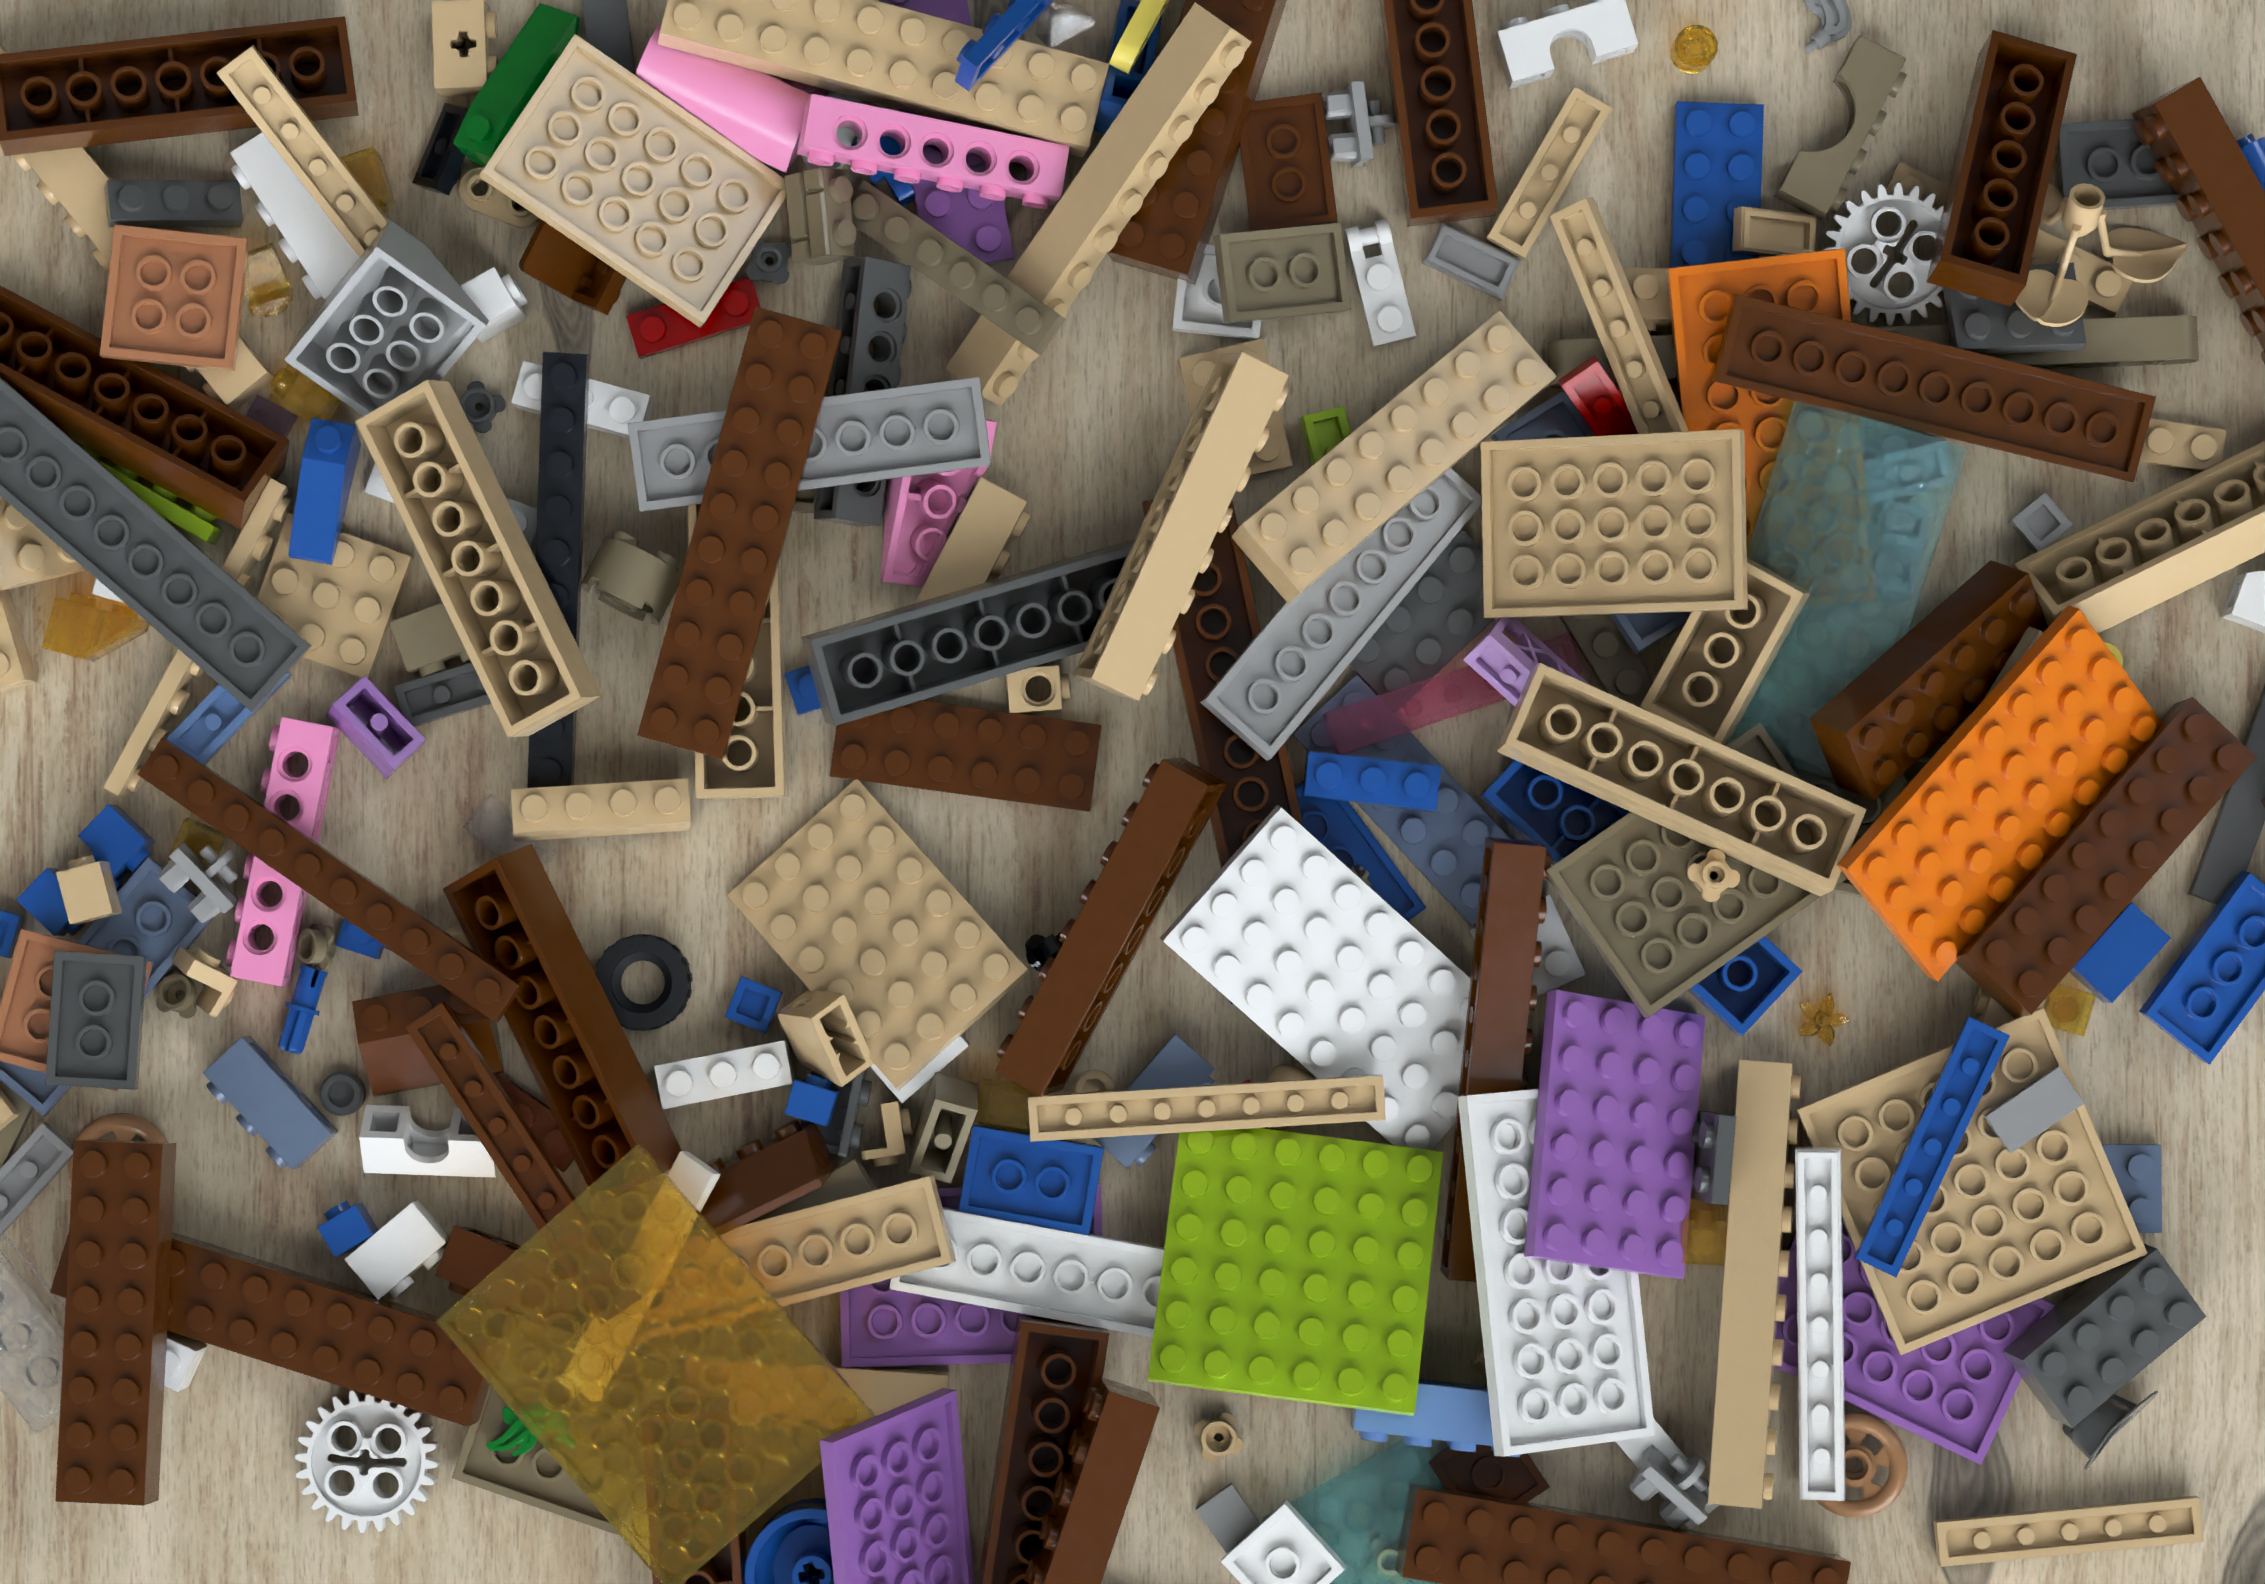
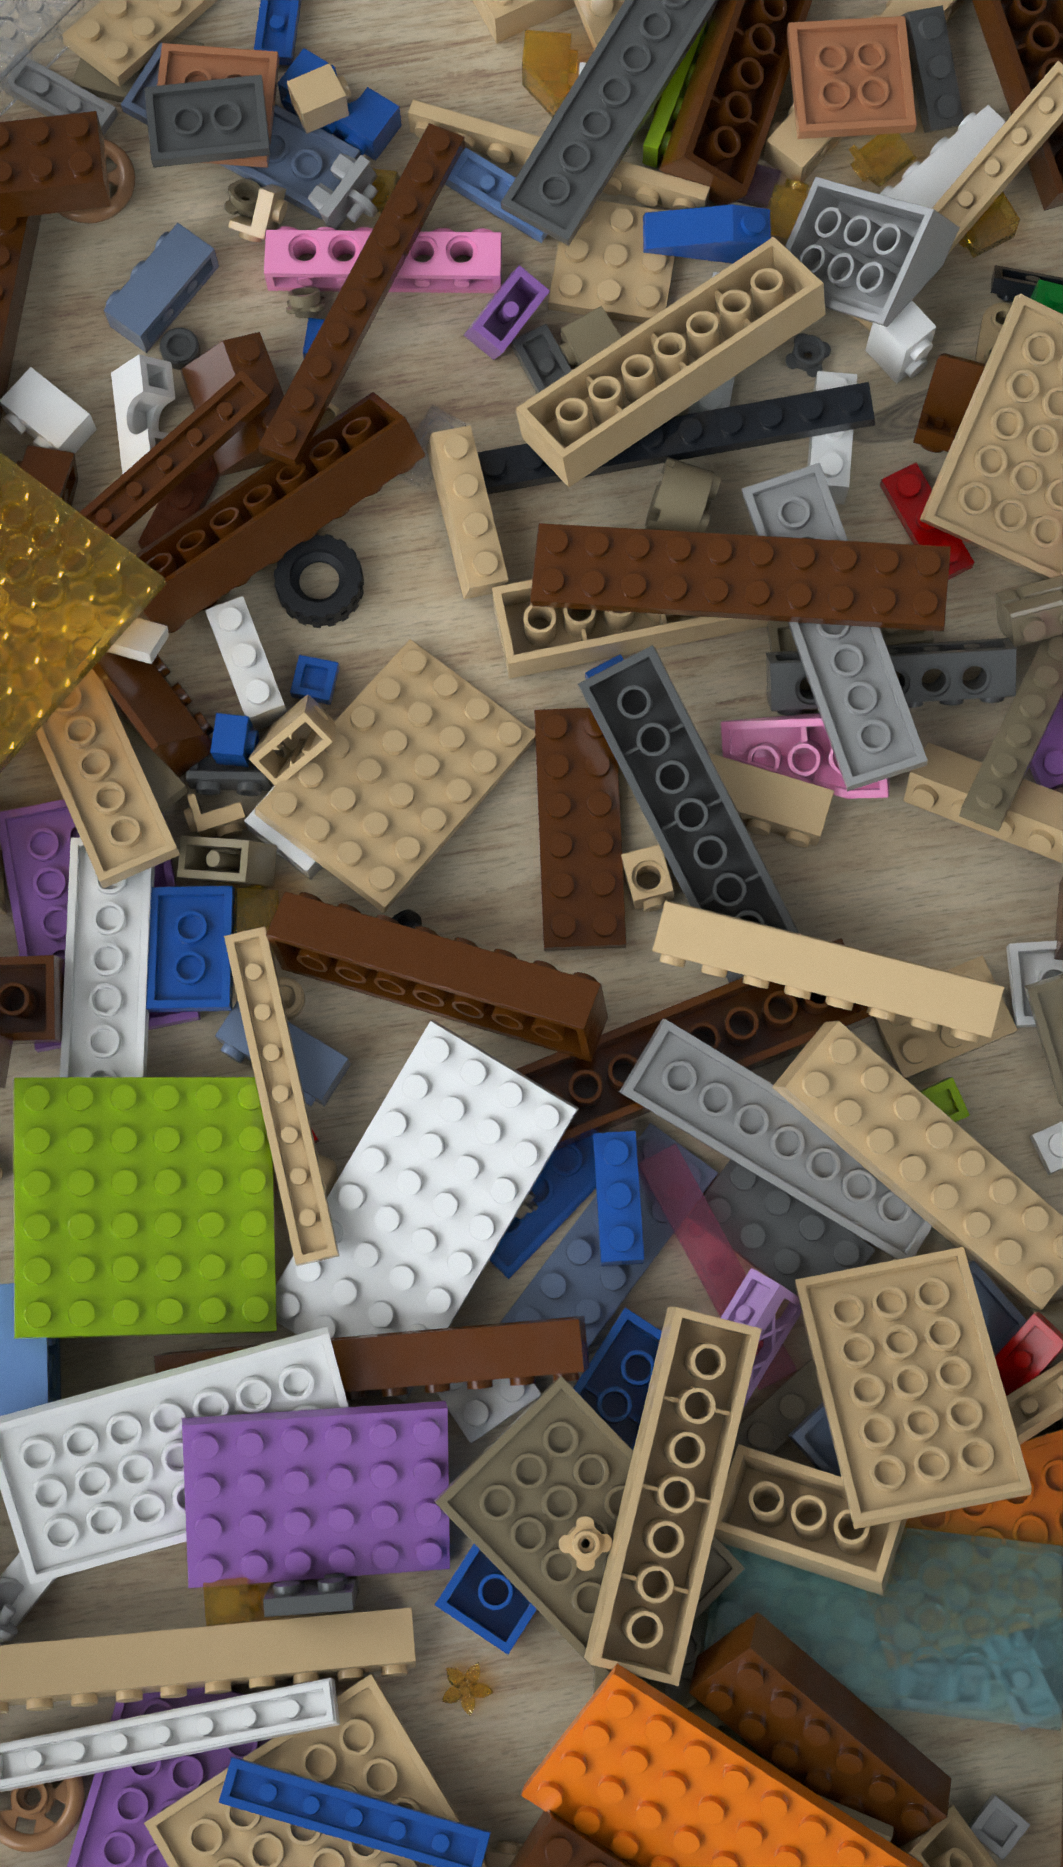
camera: 85 degrees right, 10 degrees down
(302, 1009) = (247, 300): blue axle -> none
(347, 1227) = (61, 367): blue plate -> none
(777, 271) = (983, 584): dark grey plate -> none

